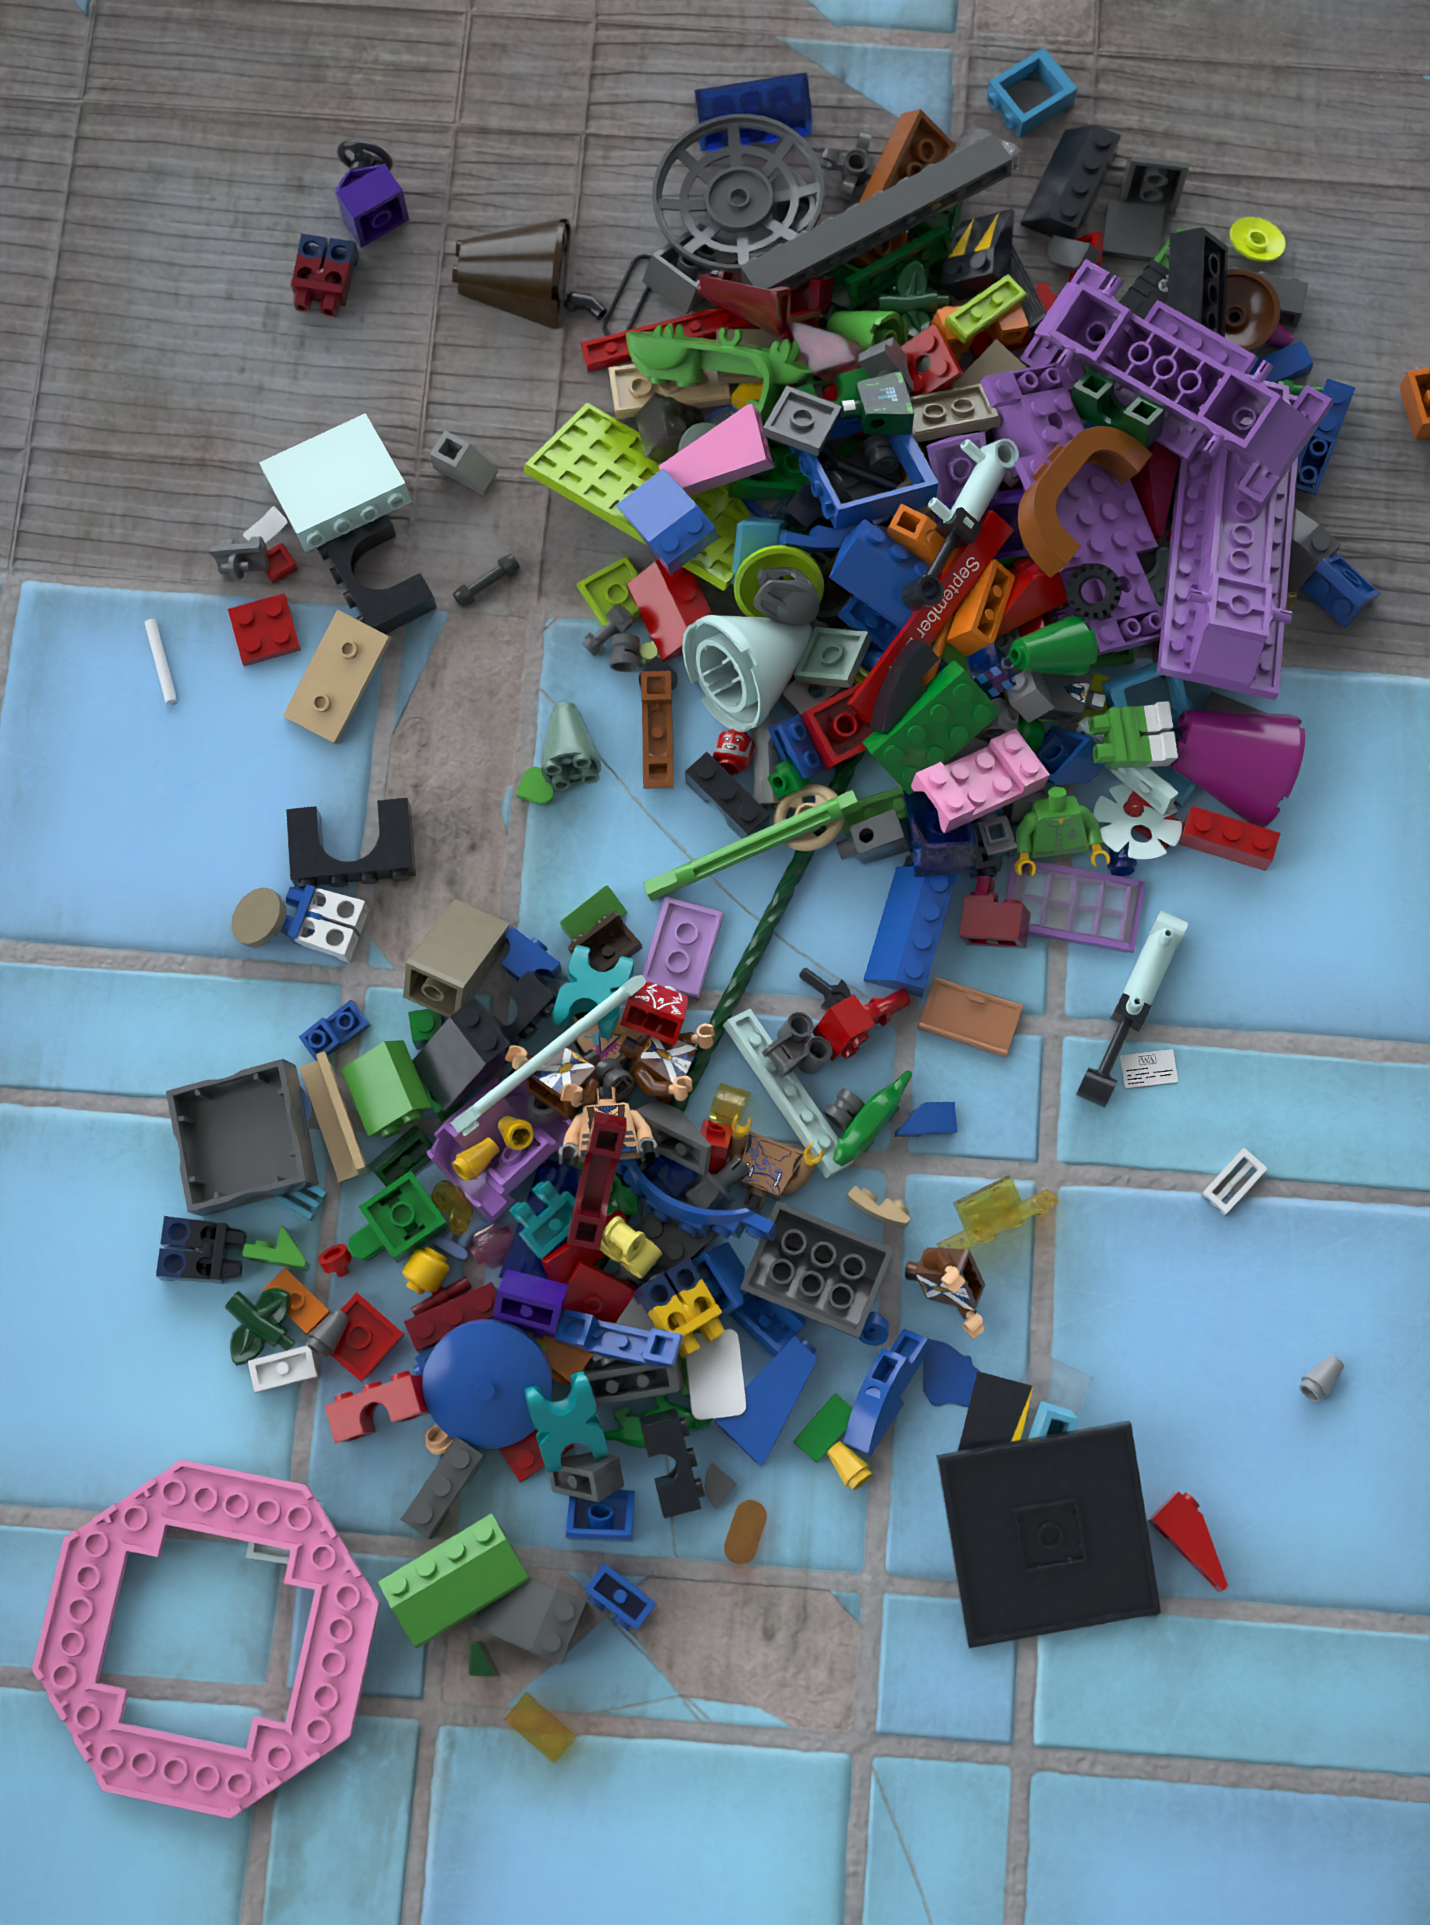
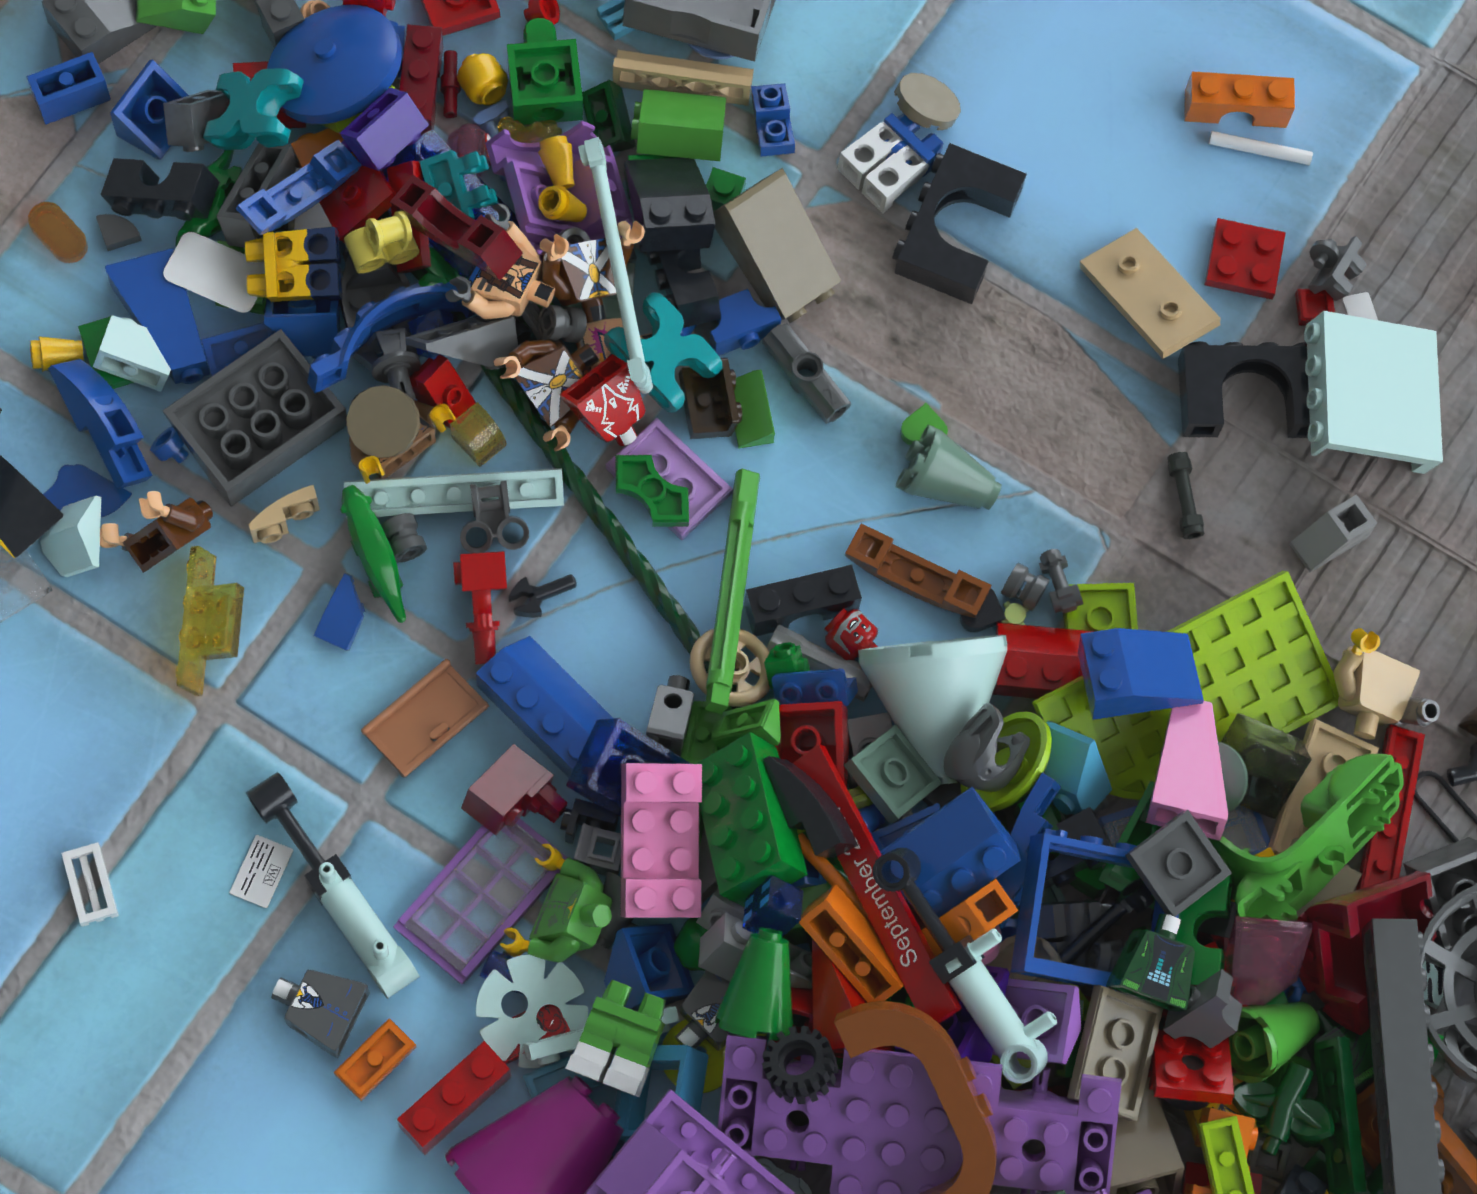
camera: 110 degrees right, 5 degrees down
(129, 691) = (1216, 94): none -> orange arch
(549, 873) = (794, 356): none -> dark grey piece
(568, 380) = (1379, 688): none -> tan torso
(698, 964) = (664, 501): none -> green tile
(772, 1164) = (383, 421): none -> dark tan tile
(820, 1401) = (132, 354): none -> light aqua slope
(854, 771) = (758, 718): none -> bright green slope
(988, 1351) = (74, 540): none -> light aqua slope
(1222, 962) = (322, 1007): none -> dark grey torso
(1234, 908) = (375, 1059): none -> orange plate

